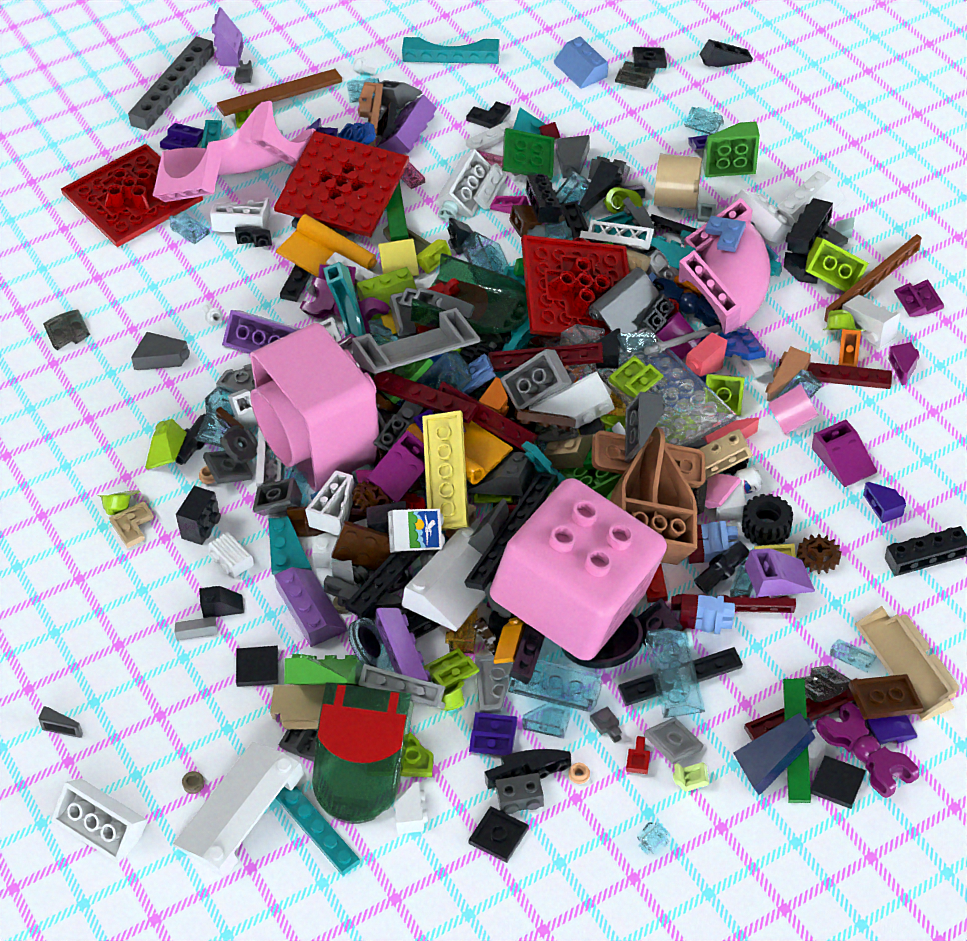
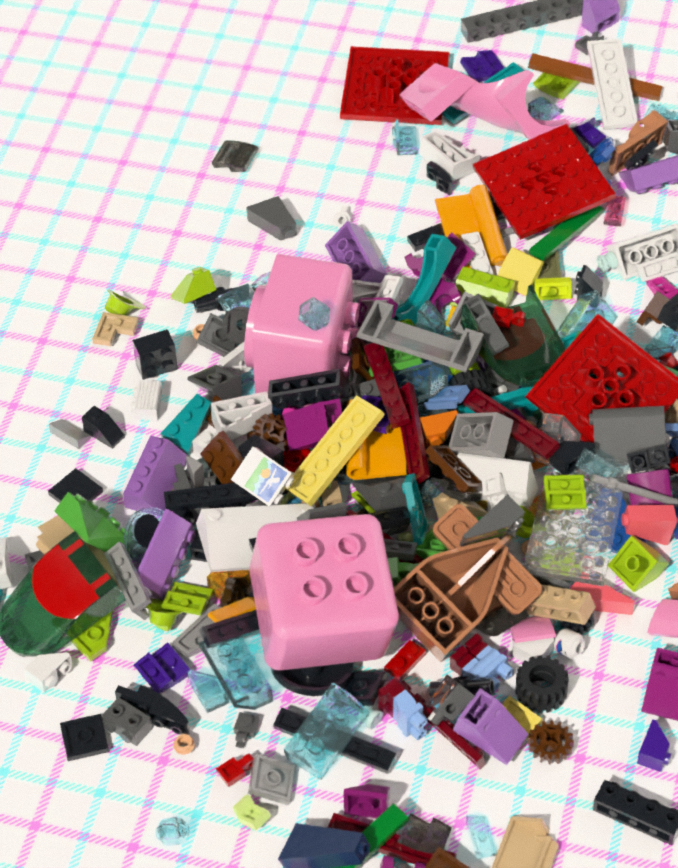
camera: 45 degrees right, 0 degrees up
(302, 87) = (612, 83): none -> white plate
(347, 370) = (314, 314): none -> clear light blue brick
(373, 441) = (308, 388): none -> black brick
(587, 416) = (493, 489): none -> white slope
(735, 576) = (449, 700): none -> dark grey torso
(761, 693) = (366, 800): none -> magenta slope

